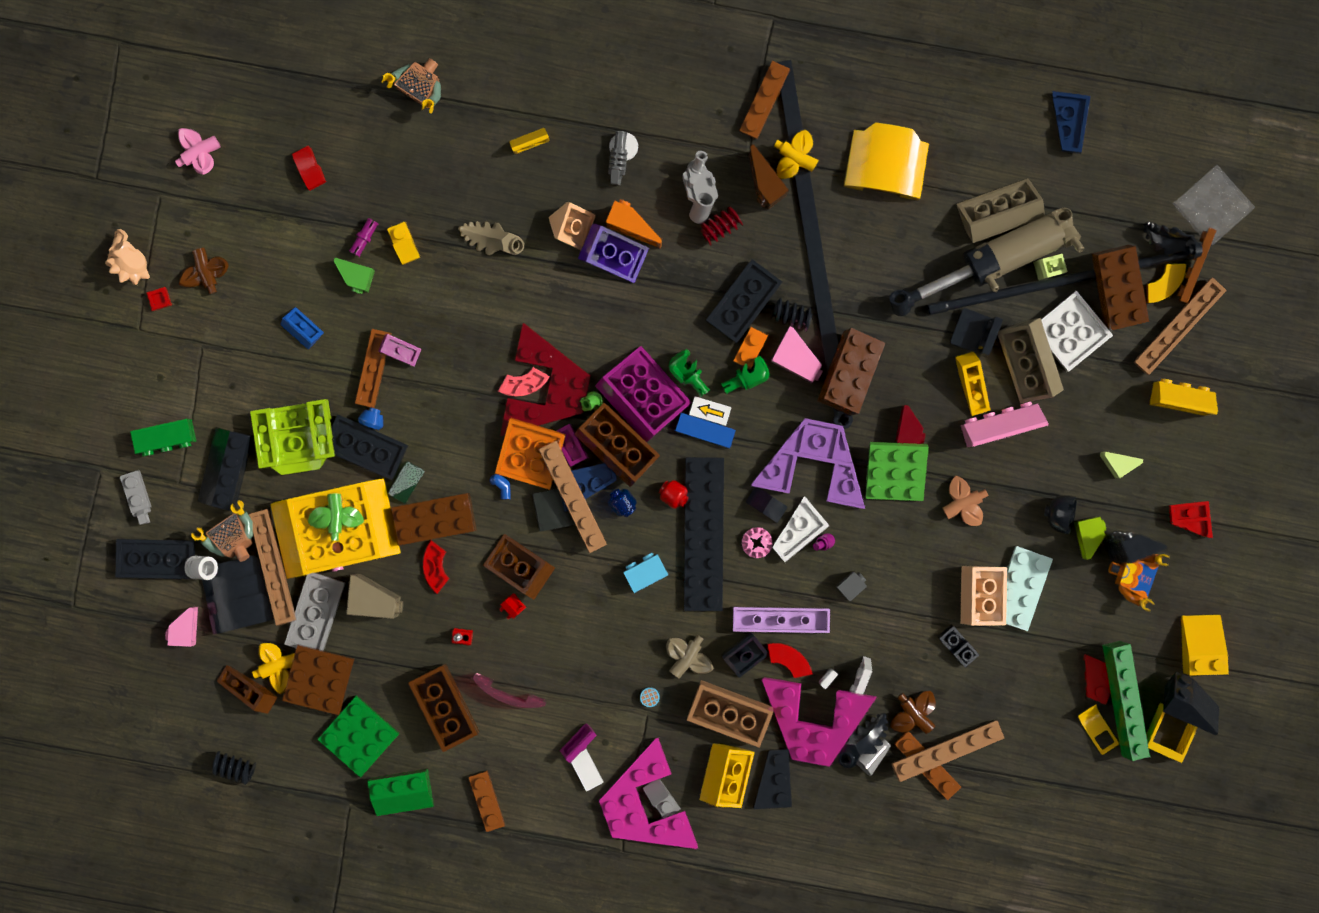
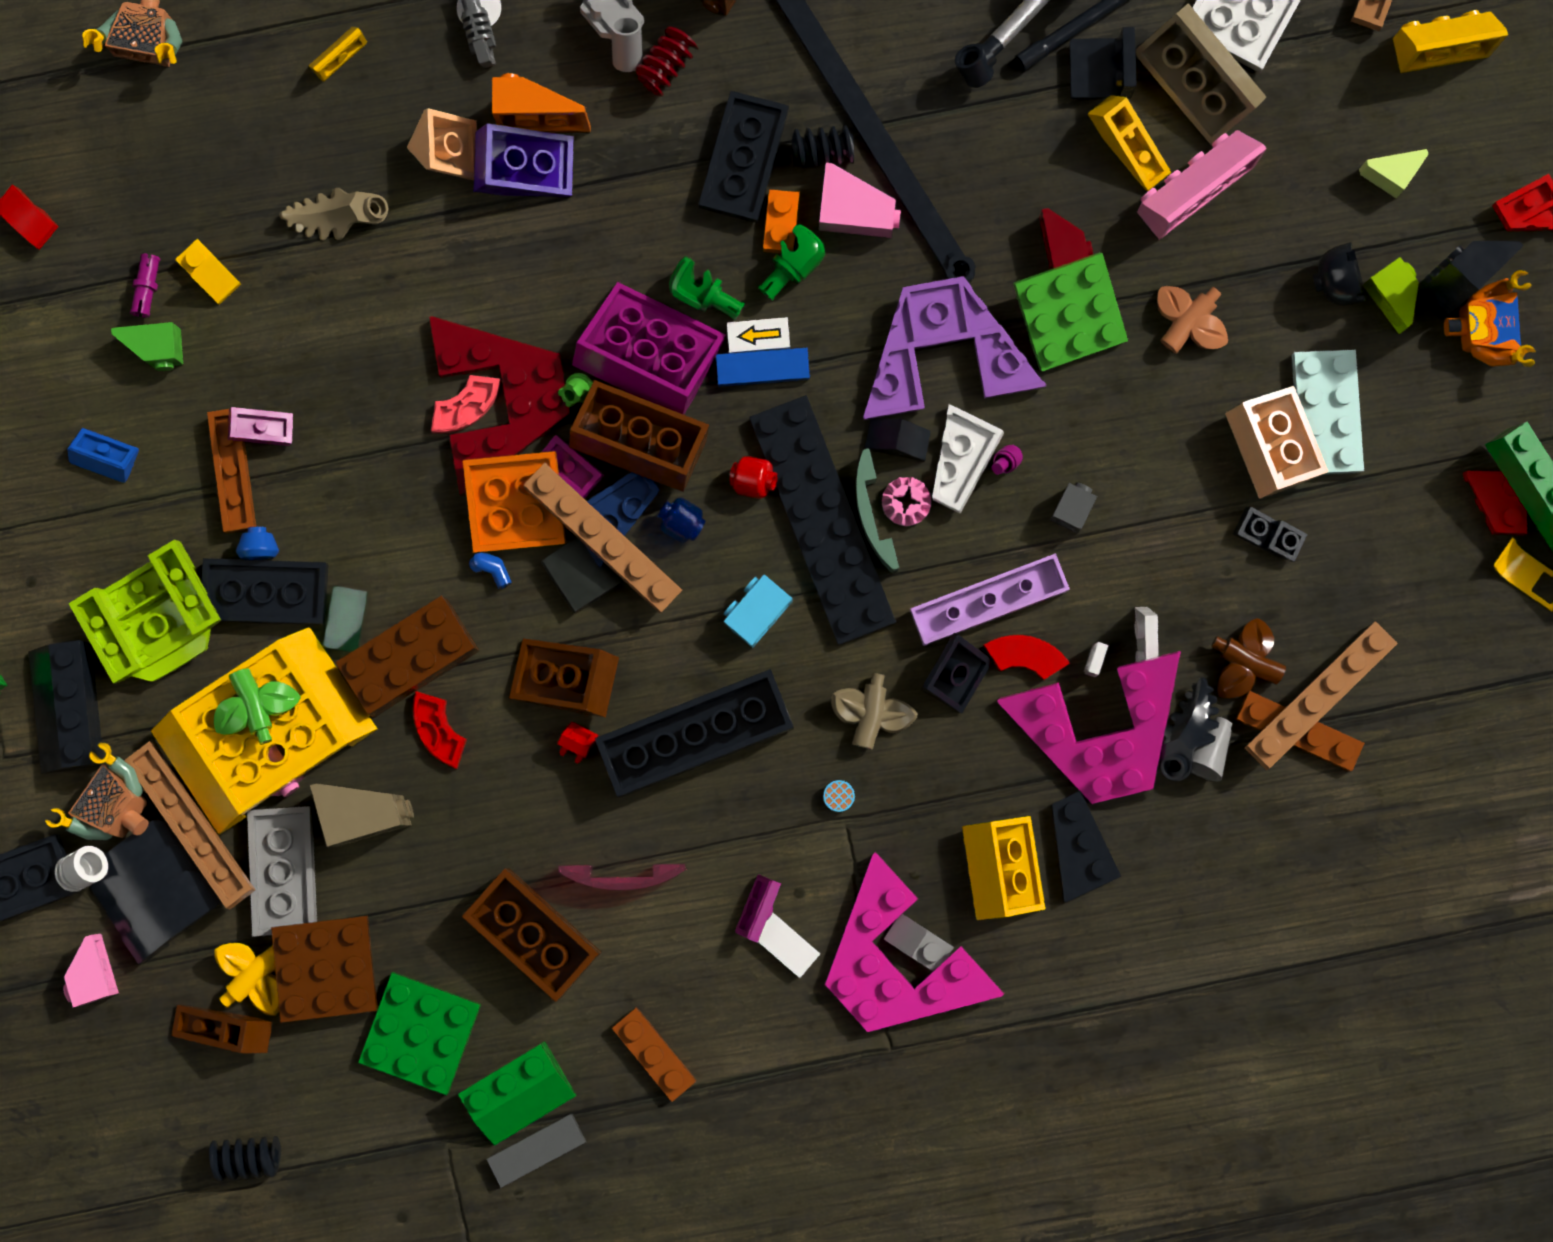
camera: 10 degrees left, 5 degrees down
(399, 828) = (536, 1150): none -> dark grey tile
(457, 636) = (512, 819): red piece -> none
(581, 630) = (694, 733): none -> black brick
(730, 713) = (970, 769): medium nougat brick -> none
(732, 566) = (883, 549): none -> sand green slope
(851, 371) = (943, 192): reddish brown brick -> none

